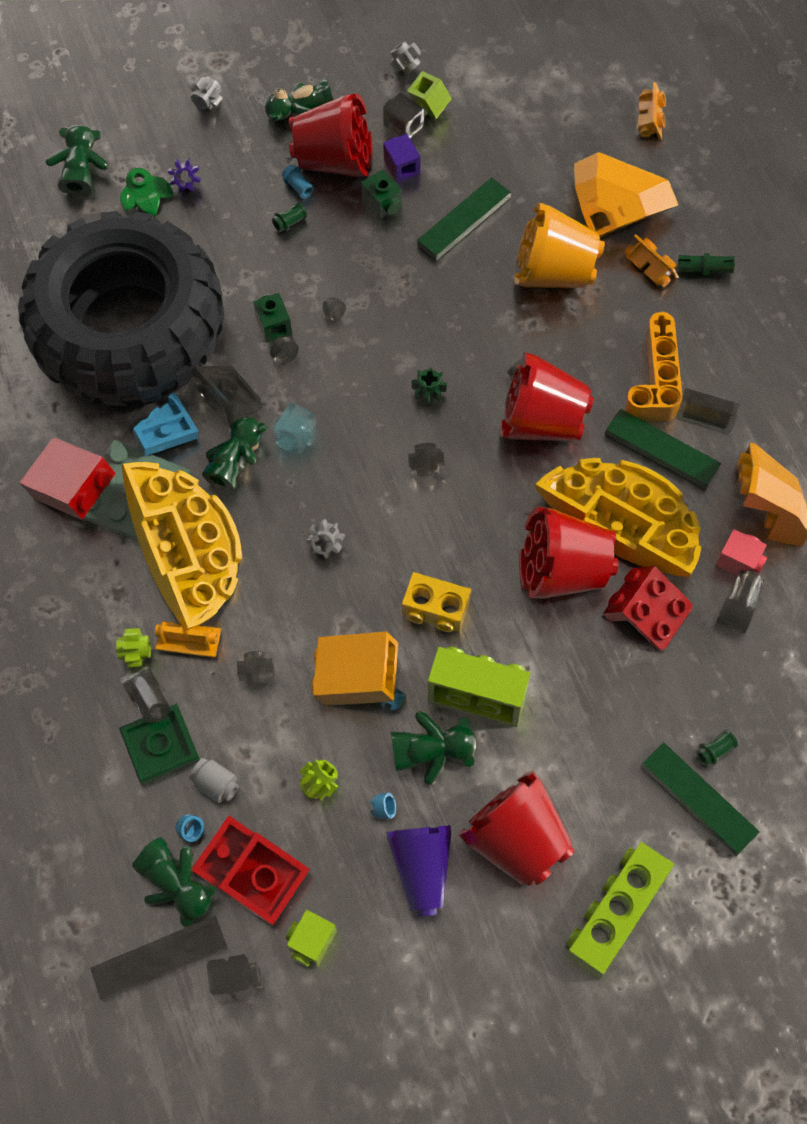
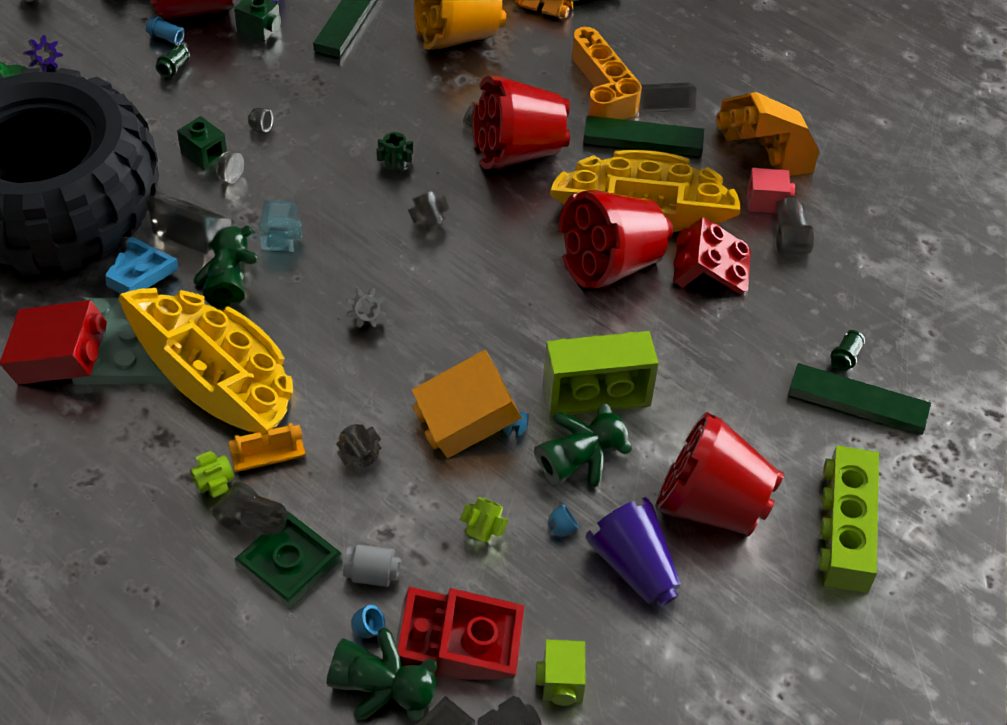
camera: 30 degrees left, 15 degrees down
(439, 596) = (510, 323): yellow brick -> none

